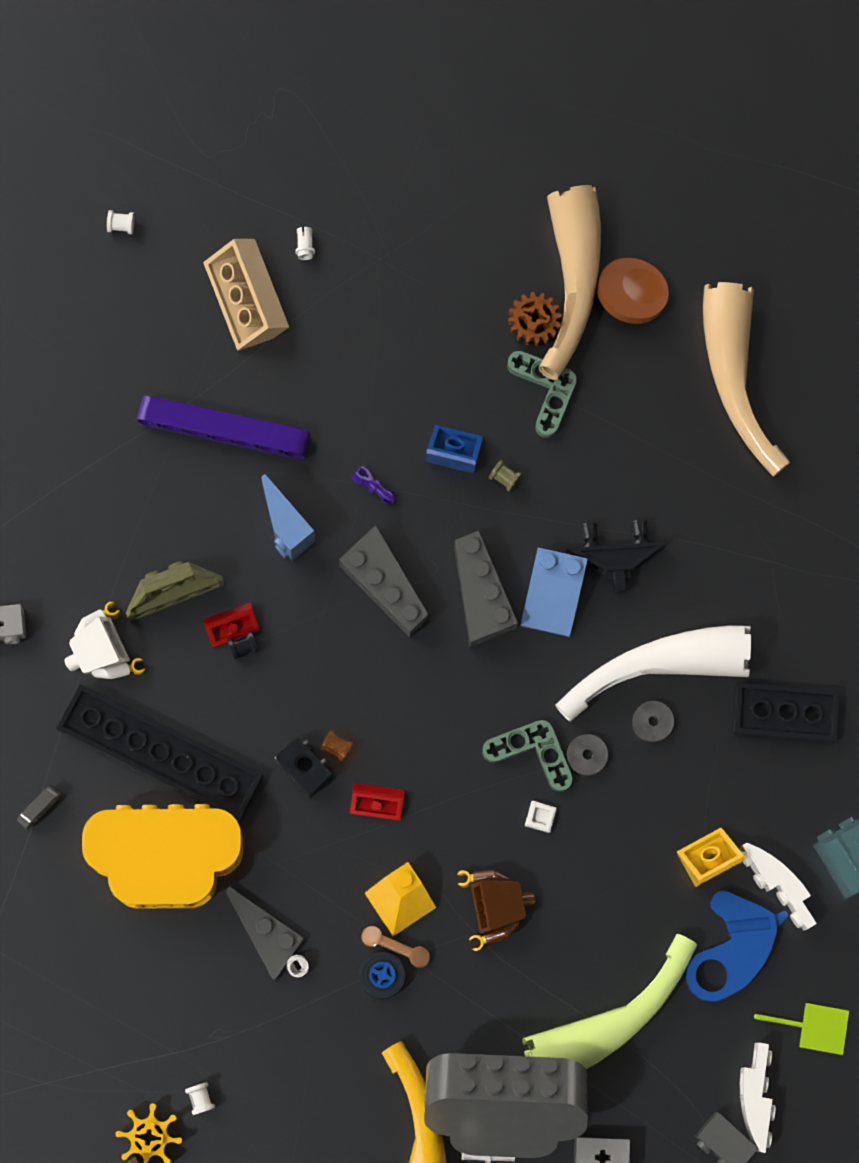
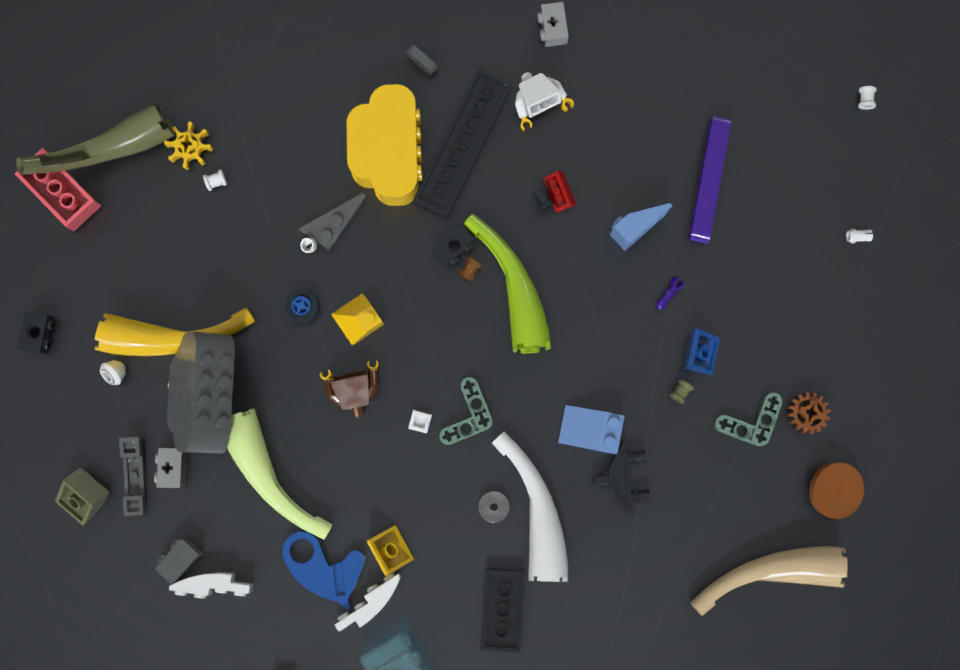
camera: 95 degrees right, 5 degrees up
(170, 588) = (585, 144): olive wedge -> none
(245, 293) = (816, 192): tan slope -> none
(377, 801) = (430, 300): red slope -> none
(382, 579) = (599, 297): dark grey wedge -> none
(400, 670) = (526, 312): none -> lime brick
(418, 956) = (316, 332): medium nougat bar -> none
(482, 594) = (585, 375): dark grey wedge -> none
(578, 239) = (876, 446): tan brick -> none
(587, 743) = (458, 456): flat silver piece -> none
(821, 1027) = (264, 635): lime piece -> none

